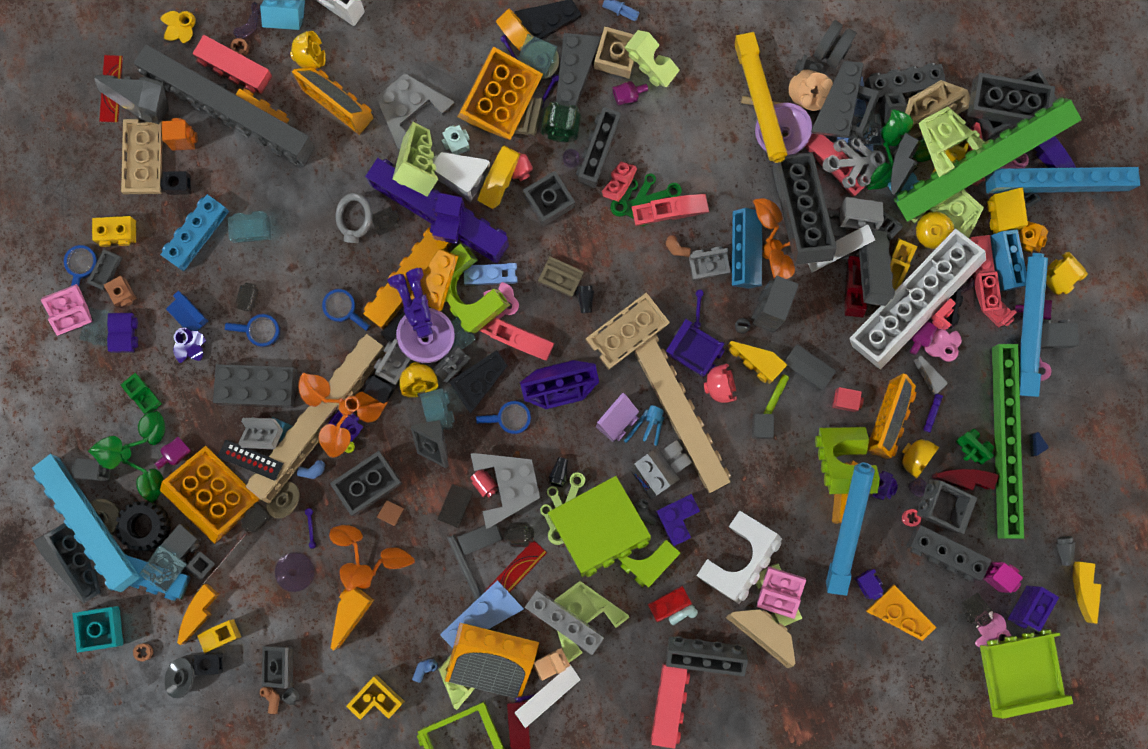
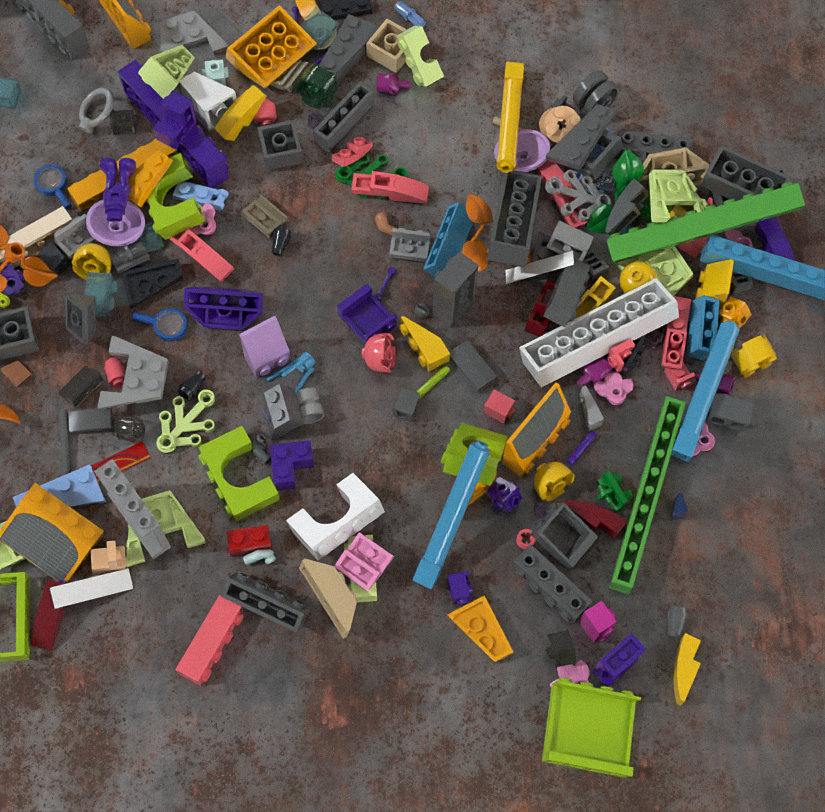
camera: 20 degrees right, 15 degrees down
(599, 526) = (207, 442): lime panel -> none
(627, 331) = (306, 275): tan piece -> none
(681, 415) = (329, 362): tan brick -> none

